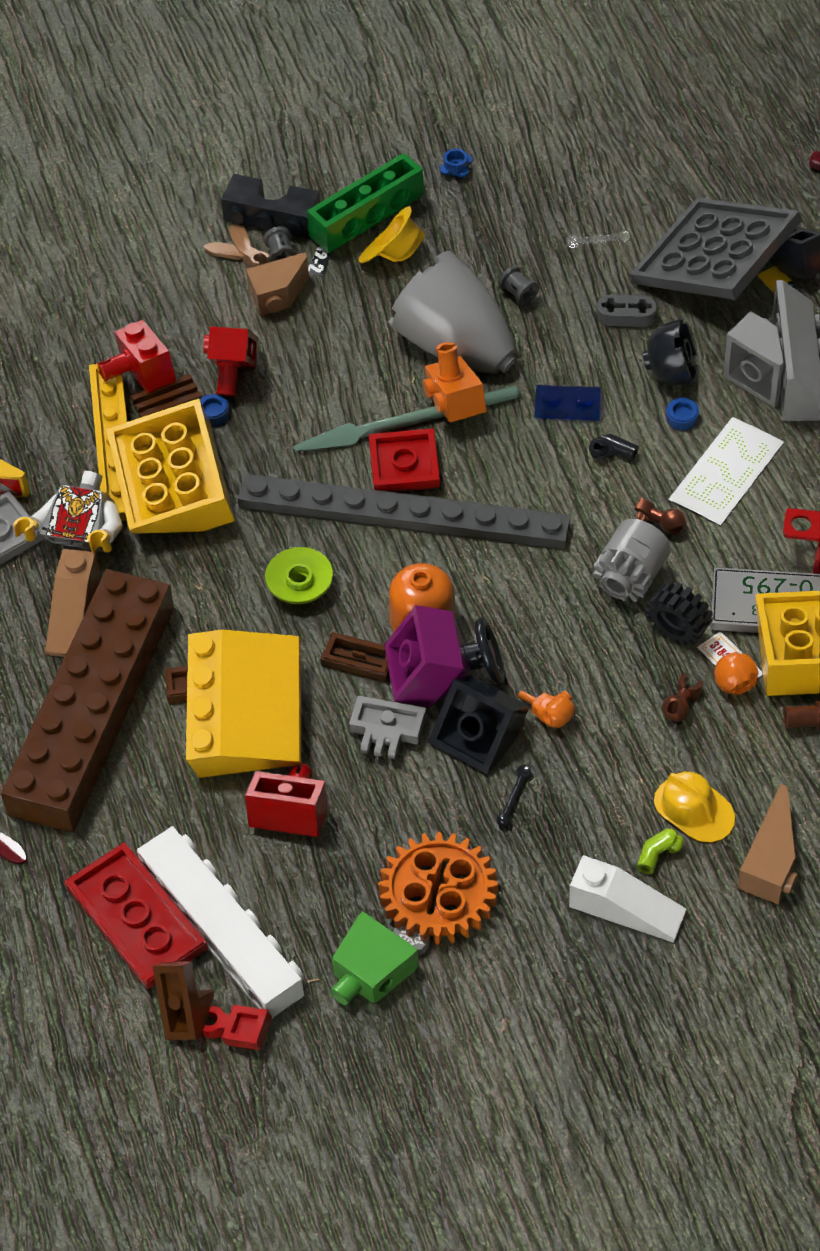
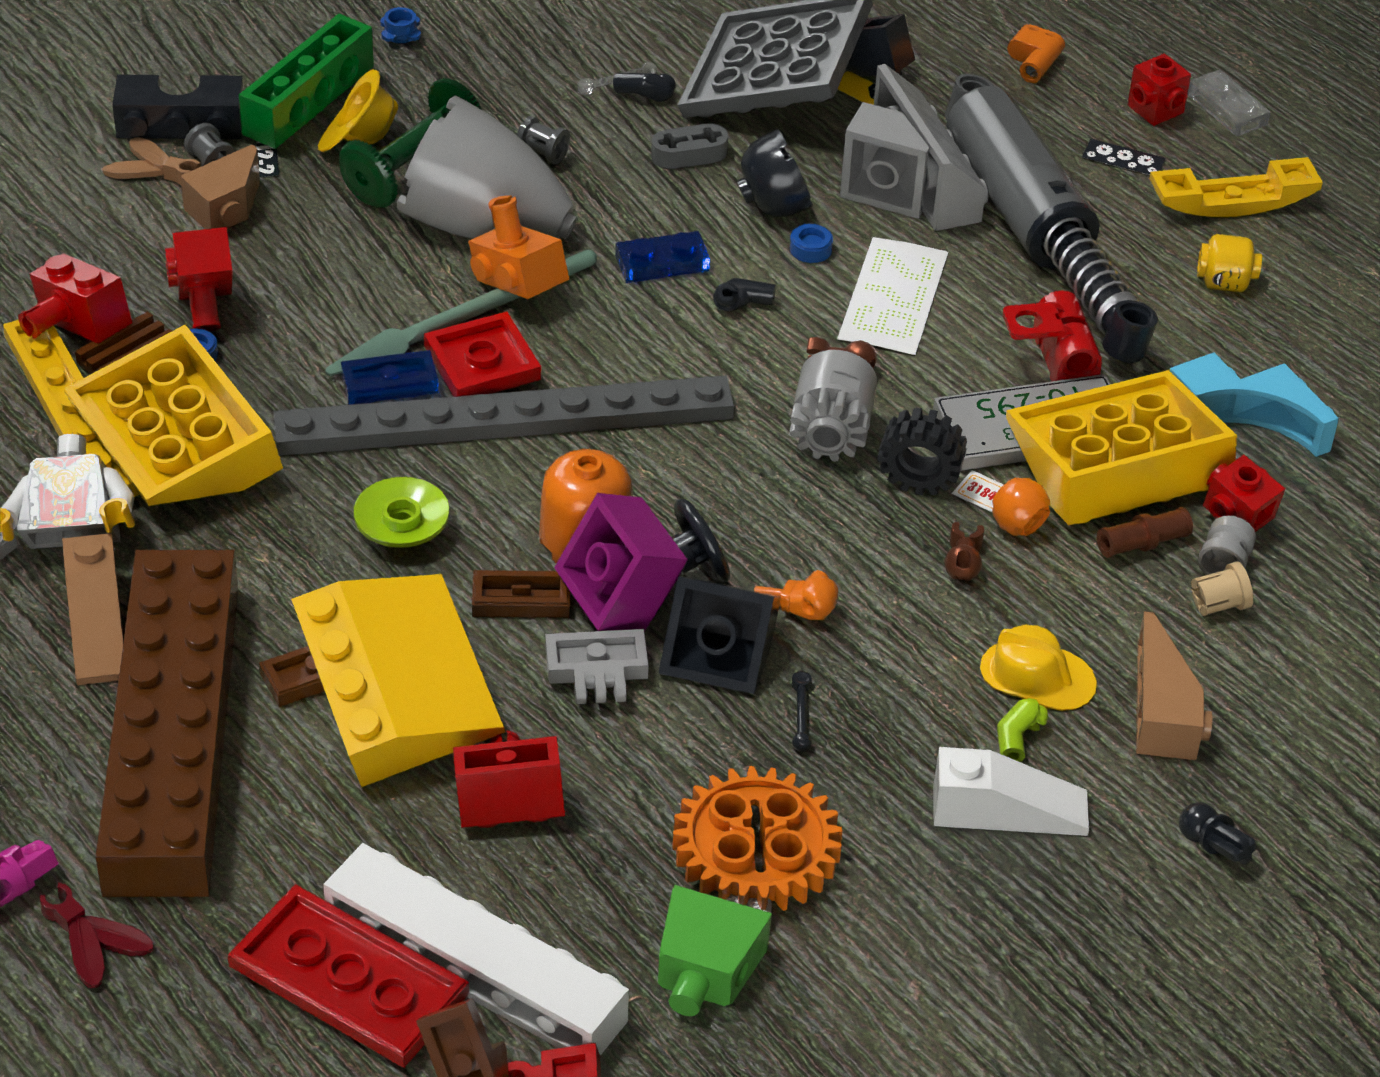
camera: 25 degrees left, 10 degrees down
(333, 463) = (389, 377): none -> clear blue plate
(381, 298) = (371, 172): none -> dark green hose
(621, 254) = (649, 85): none -> black arm
(761, 966) = (1216, 832): none -> black axle

